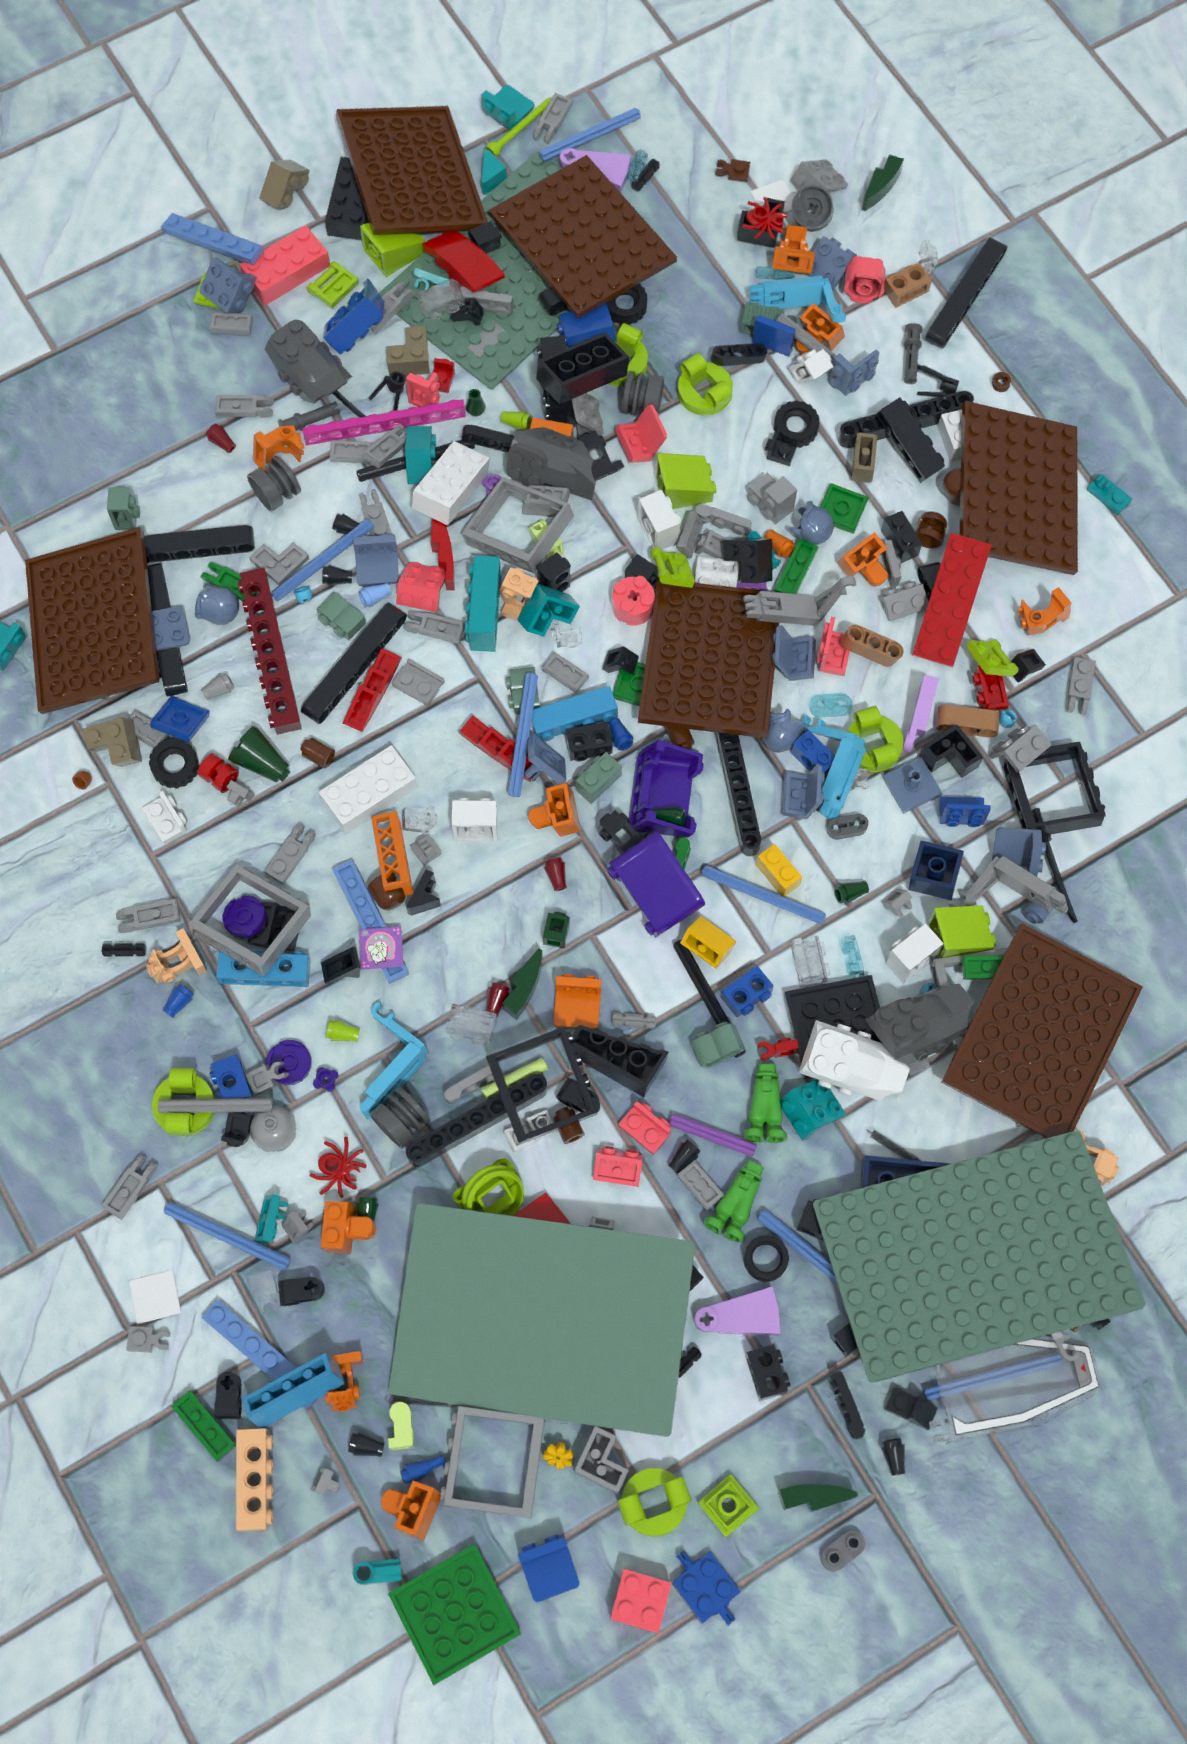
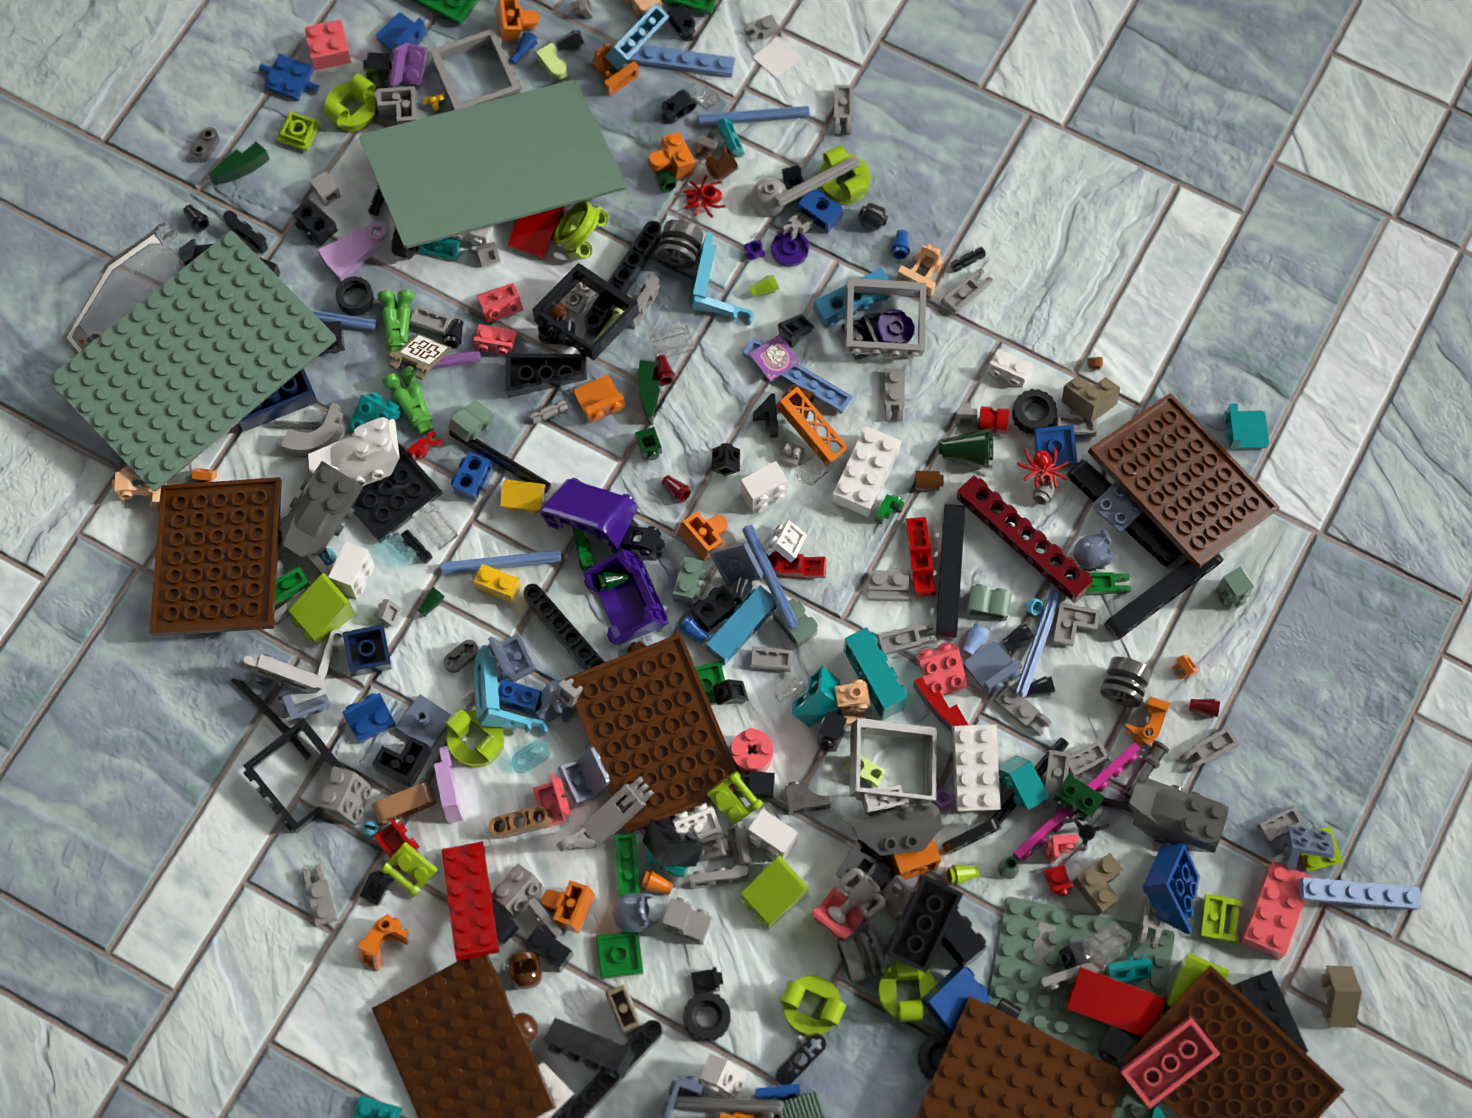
camera: 150 degrees right, 0 degrees up
(185, 1044) = (873, 216): none -> black head
(204, 703) = (1042, 466): none -> red animal
(210, 476) = (1187, 666): none -> orange tile
(298, 1188) = (722, 167): none -> reddish brown helmet
(373, 746) = (889, 503): none -> green bracket
(384, 411) = (1078, 798): none -> dark green brick
(454, 190) = (1169, 1062): none -> coral brick
(486, 762) = (787, 540): none -> white bracket
(492, 871) = (725, 459): none -> black brick
(557, 735) = (741, 588): none -> black cone
(561, 1509) = (408, 64): none -> medium lavender bracket
(601, 1522) = (377, 69): none -> black brick
(613, 540) = (802, 800): none -> flat silver arch
(616, 430) = (861, 894): none -> light grey piece
(730, 1147) = (420, 352): none -> flag
(735, 1409) = (325, 188): none -> light grey brick
(773, 715) = (568, 693): none -> light grey tile
(836, 954) = (416, 545): none -> black axle
(883, 1112) = (301, 444): none -> light grey arch
(1014, 1138) = (204, 475): none -> orange tile

